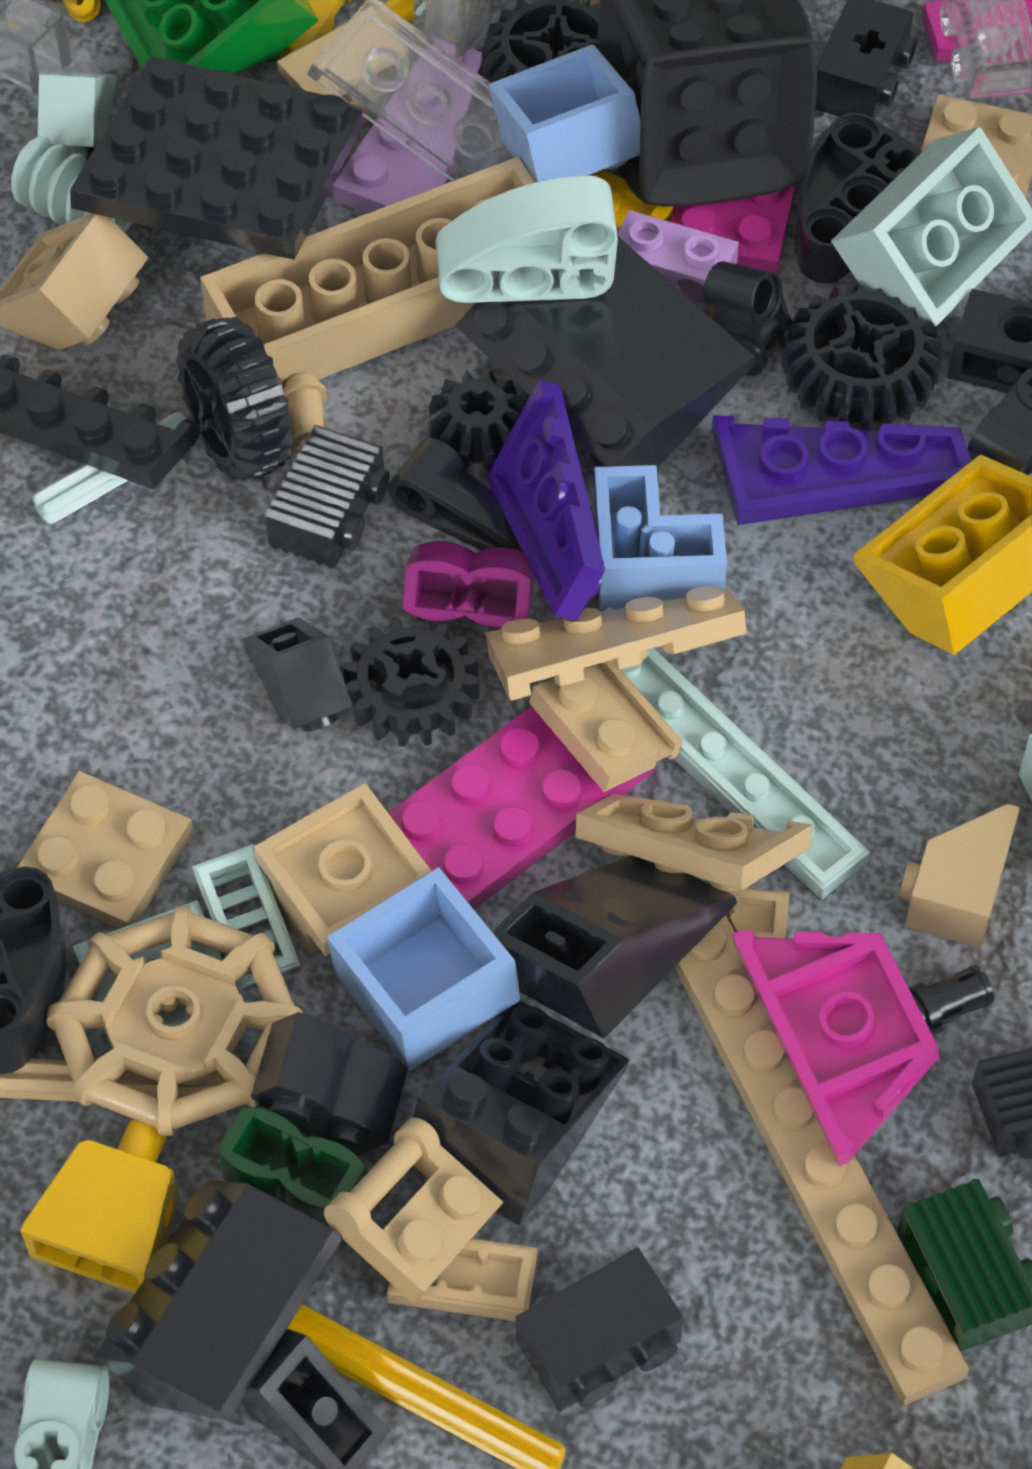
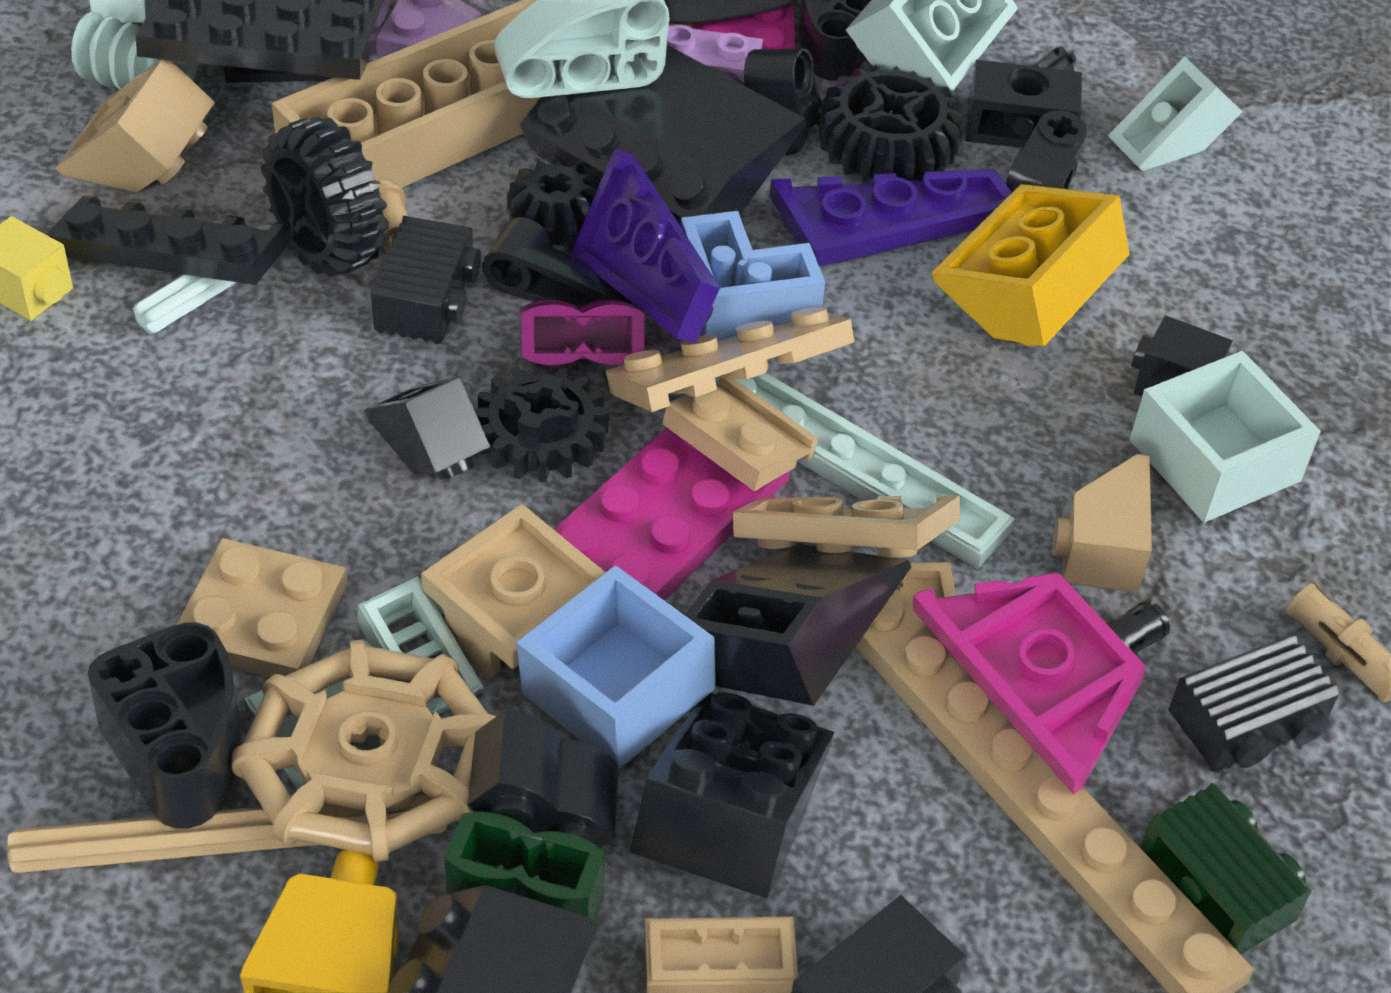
camera: 15 degrees left, 10 degrees down
(429, 1227) = (683, 905): tan plate -> none

